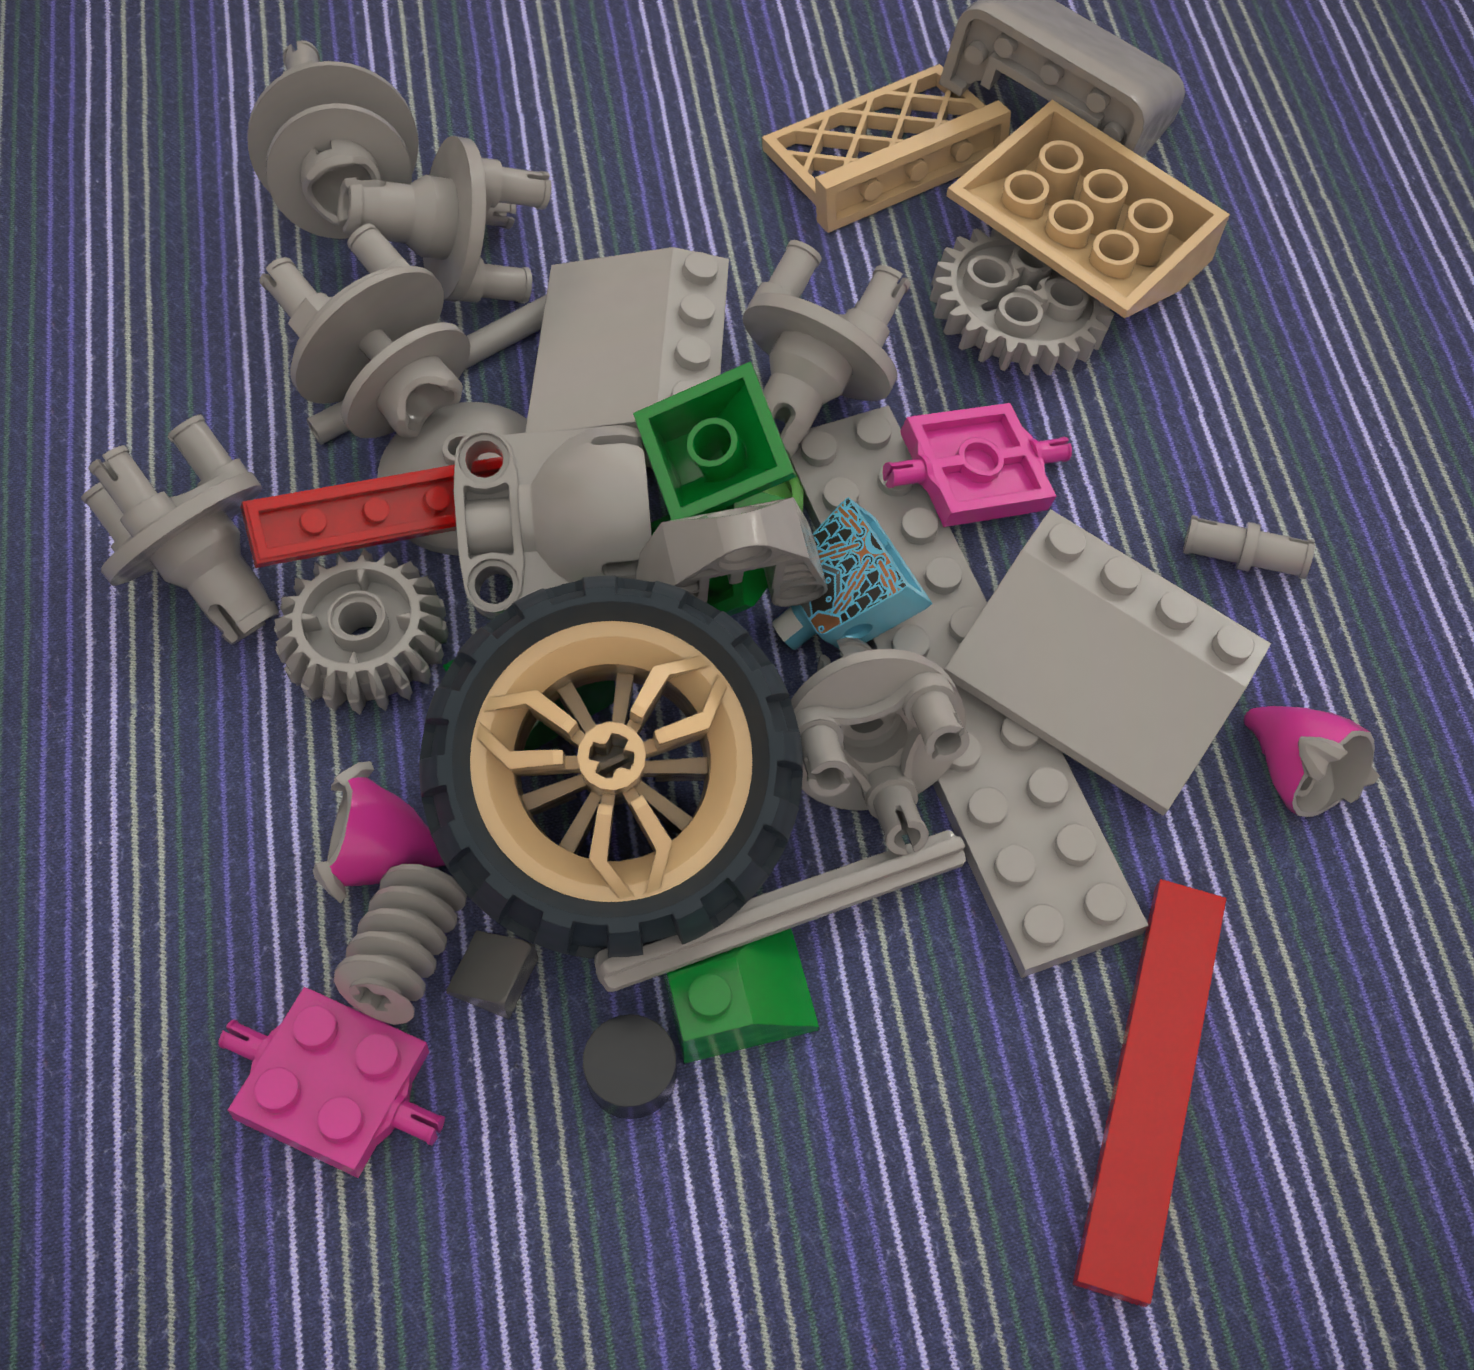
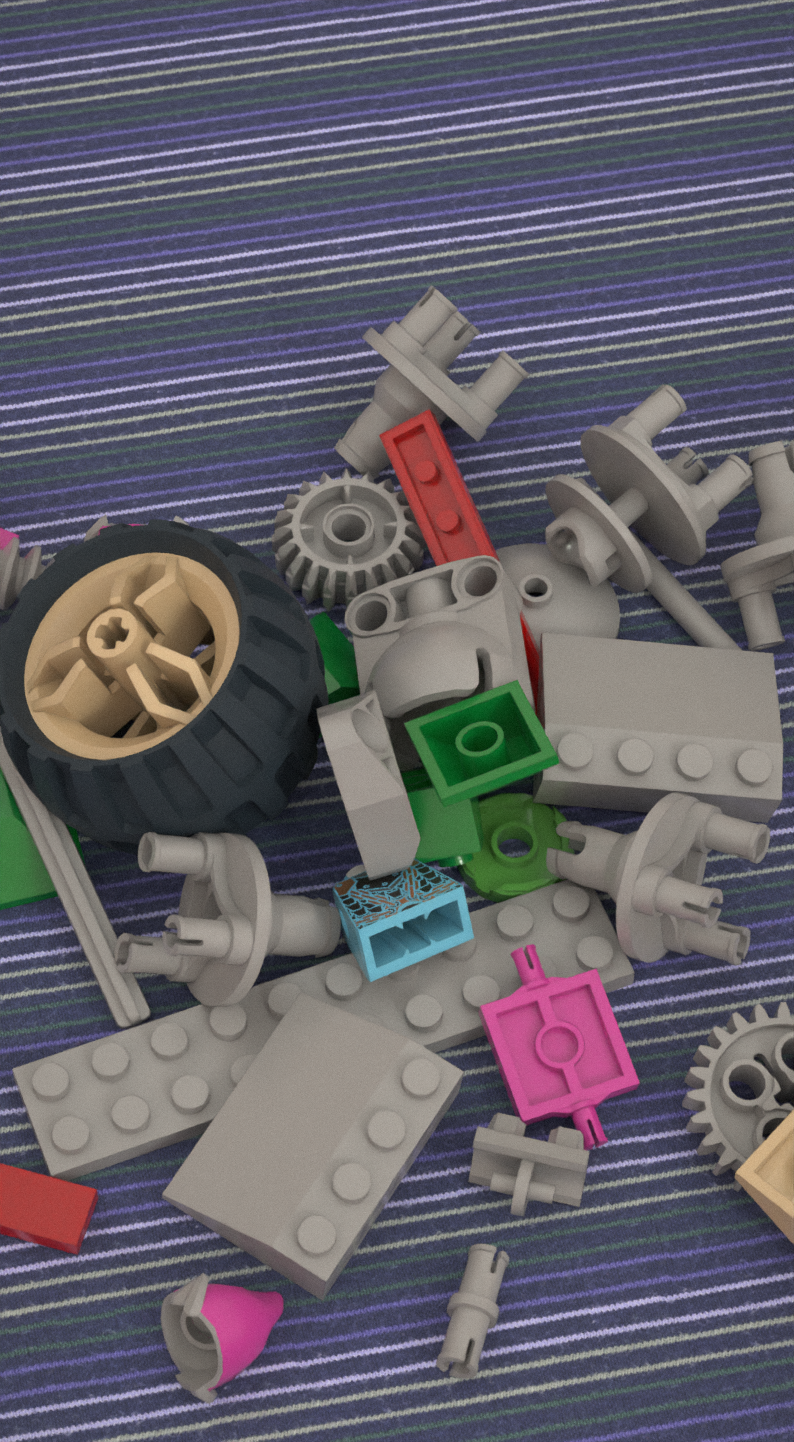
camera: 90 degrees right, 5 degrees down
(1107, 488) = (528, 1165): none -> light grey hips

